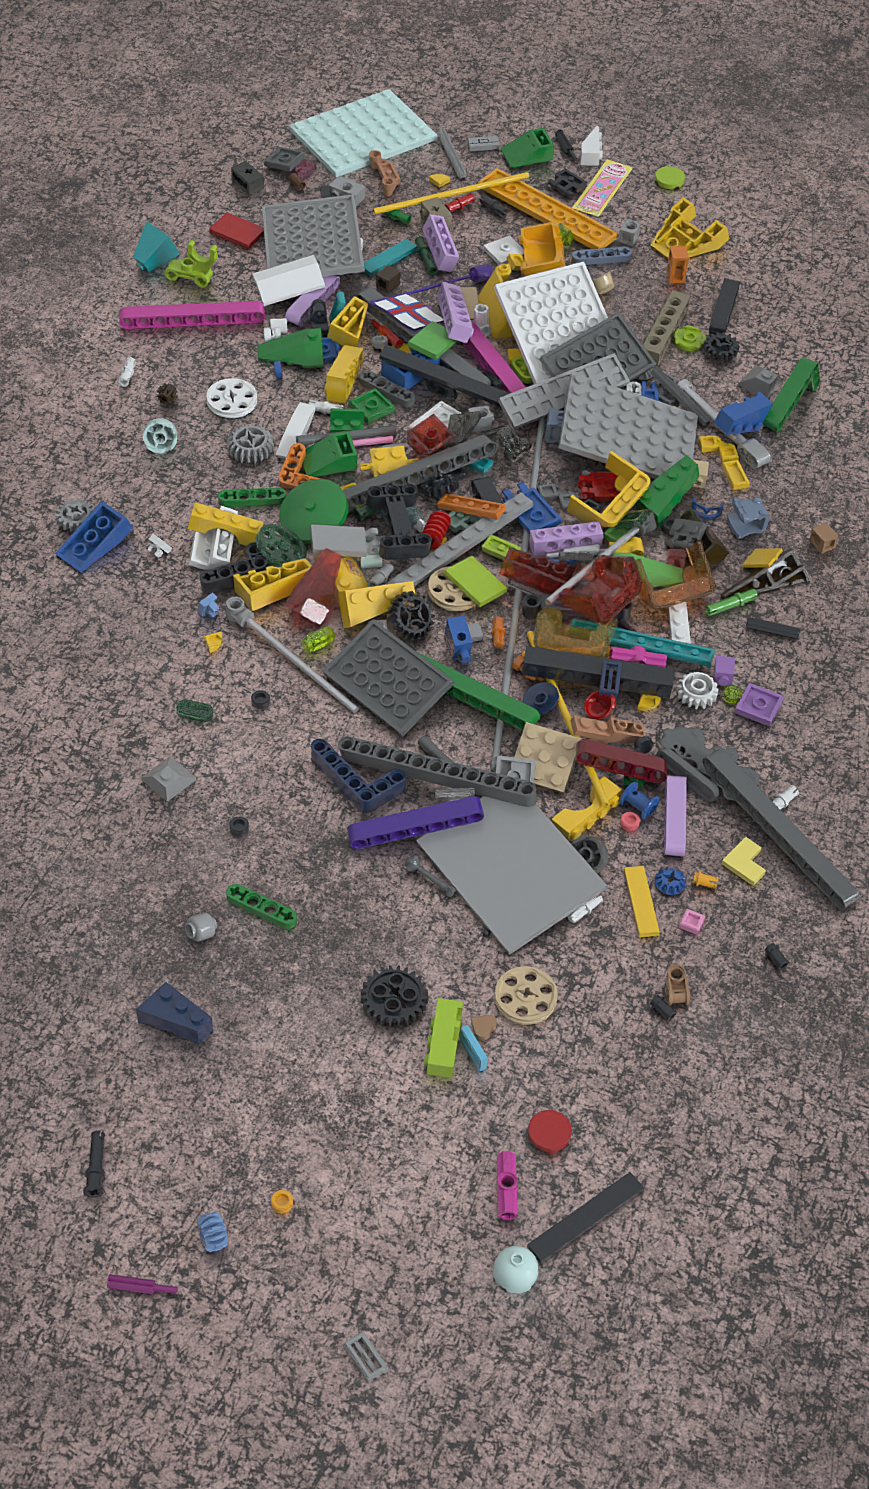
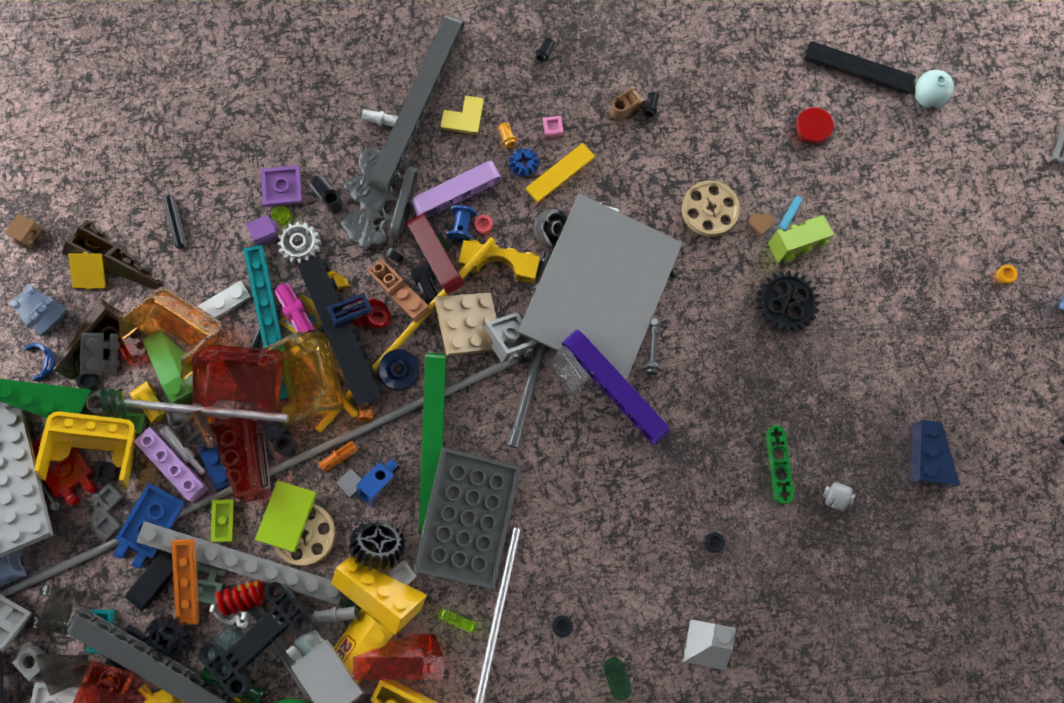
camera: 125 degrees left, 25 degrees up
(362, 795) = (602, 475): dark blue beam -> none
(438, 771) = (549, 410): dark grey beam -> none
(507, 1195) = (873, 132): dark pink piece -> none
(725, 728) = (326, 193): none -> black piece
(738, 599) = (157, 267): bright green pin -> none

